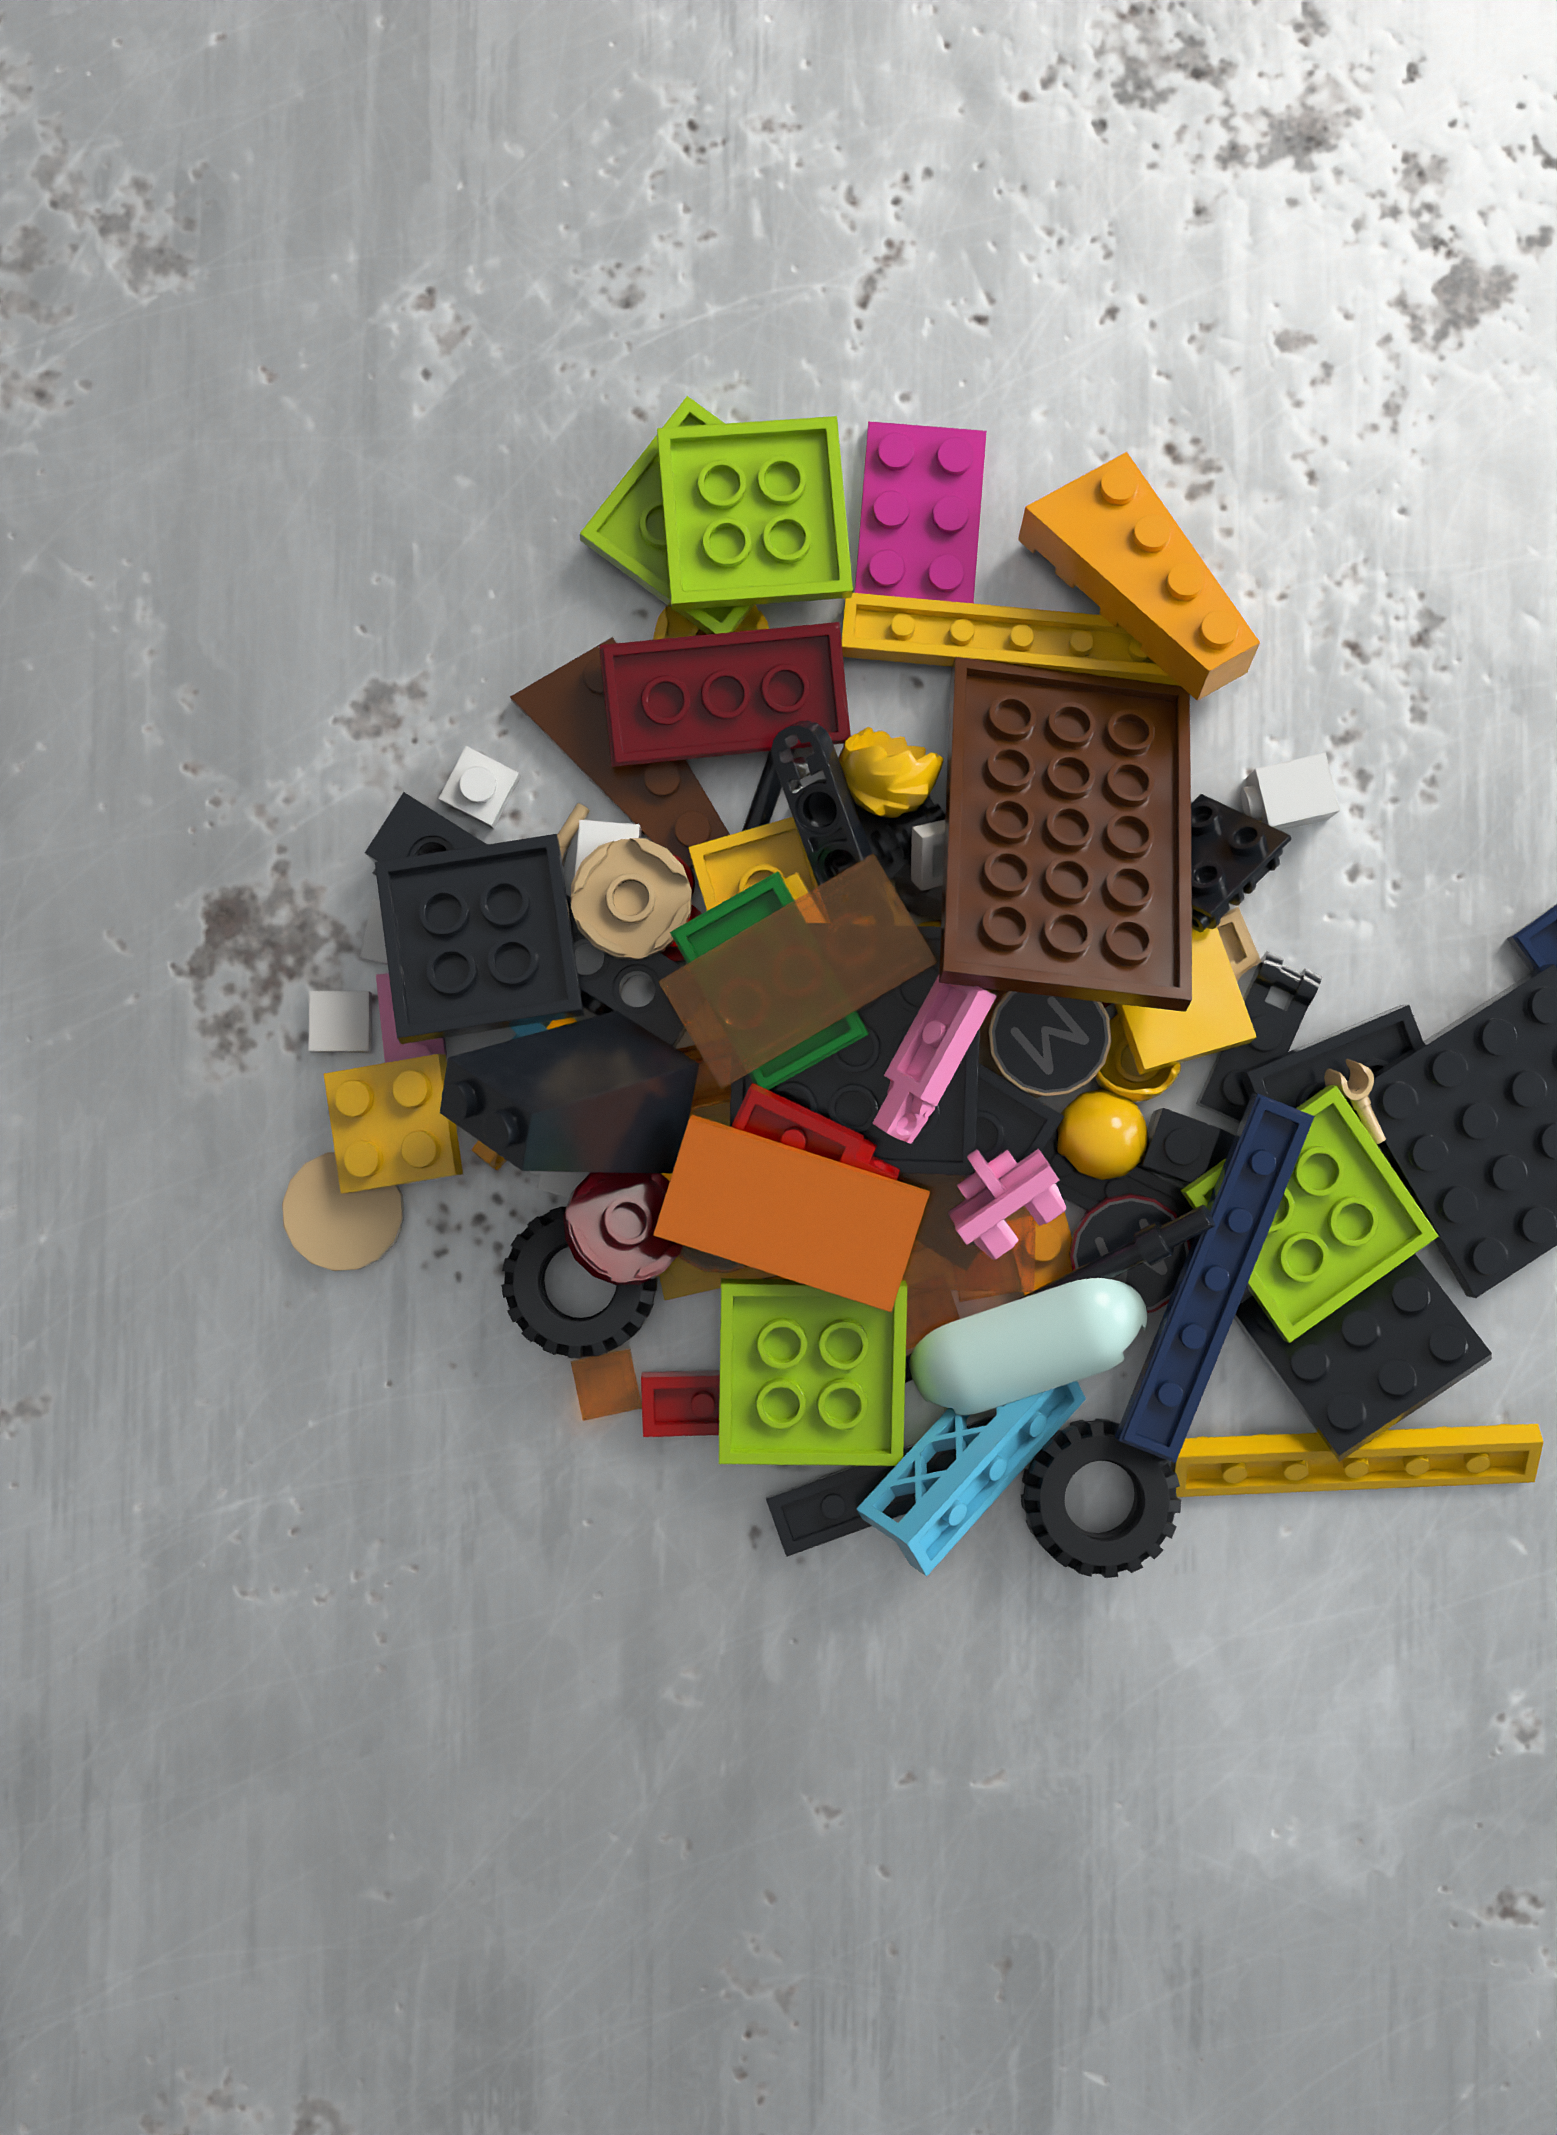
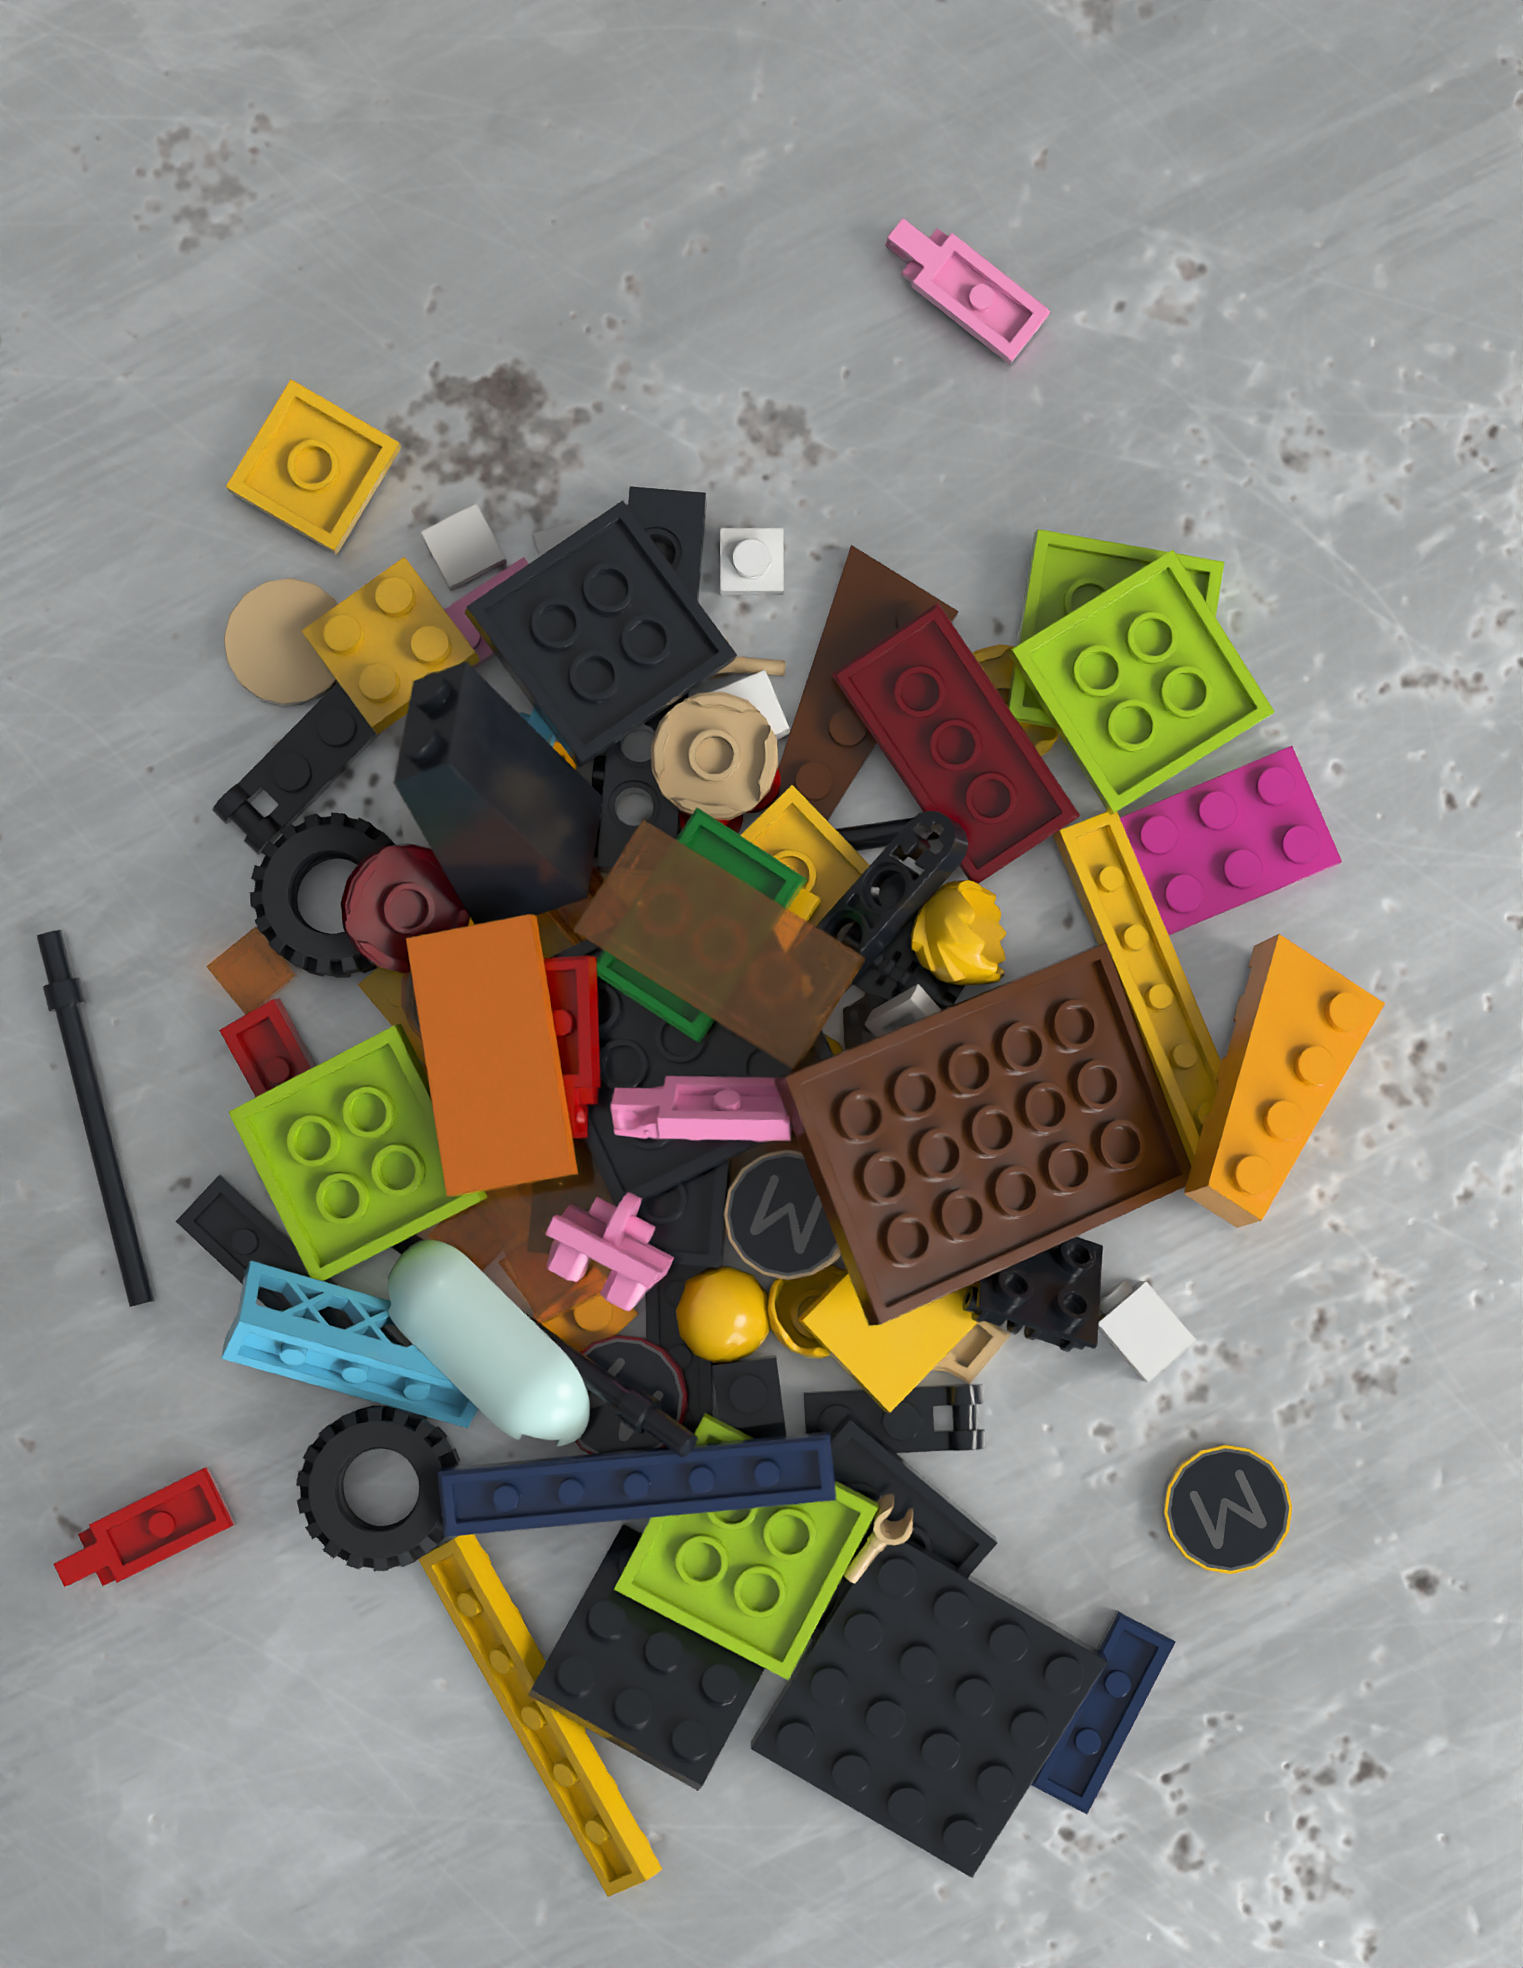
camera: 65 degrees right, 0 degrees up
(205, 1112) = (313, 466): none -> yellow plate
(345, 488) = (968, 289): none -> bright pink hinge
(455, 1256) = (298, 768): none -> black plate
(546, 1554) = (65, 997): none -> black bar
(1035, 1713) = (149, 1531): none -> red hinge
(1471, 803) = (1227, 1509): none -> black tile

